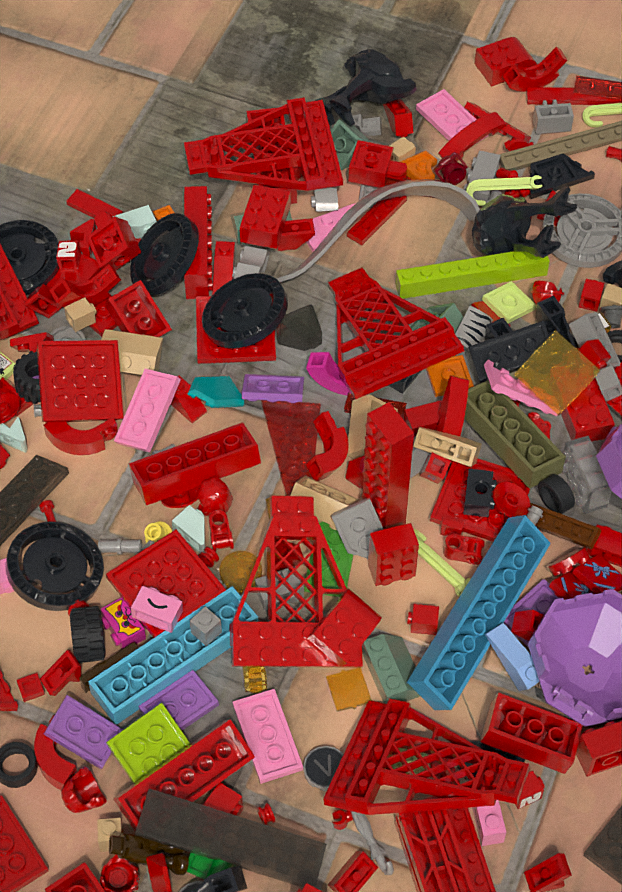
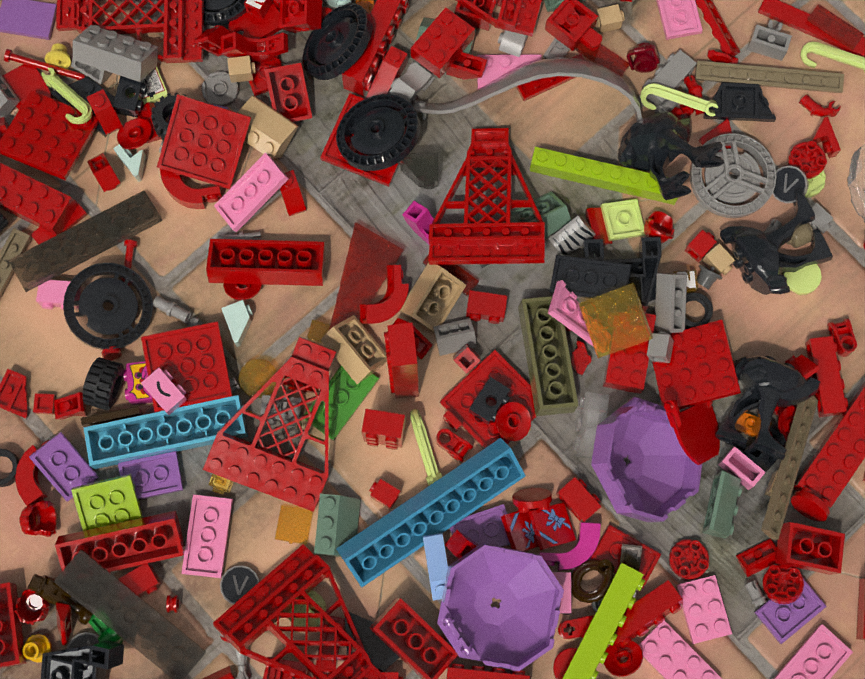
camera: 25 degrees right, 20 degrees up
(29, 342) = (189, 82): red slope -> none
(106, 828) = (44, 563): tan brick -> none
(156, 531) = (207, 312): light yellow piece -> none
(205, 626) = (195, 425): light grey brick -> none
(209, 557) = (238, 353): red bush -> none
(214, 496) = (269, 300): red hair -> none
(216, 391) = (319, 198): teal tile -> none
(220, 534) = (258, 338): red piece -> none
(273, 388) = (369, 216): medium lavender plate -> none
(345, 628) = (309, 478): red brick -> none
(355, 526) = (369, 388): light grey tile -> none
(420, 166) = (617, 40): orange tile -> none
(440, 373) = (531, 275): orange tile -> none
(448, 446) = (486, 347): tan slope -> none
(453, 406) = (503, 320): red slope -> none
(472, 134) = (683, 29): red slope -> none
(534, 514) = (522, 445): light grey pin -> none
(556, 494) = (556, 432): black tyre -> none
(567, 528) = (544, 465): reddish brown plate -> none
(595, 353) = (660, 316): red brick -> none

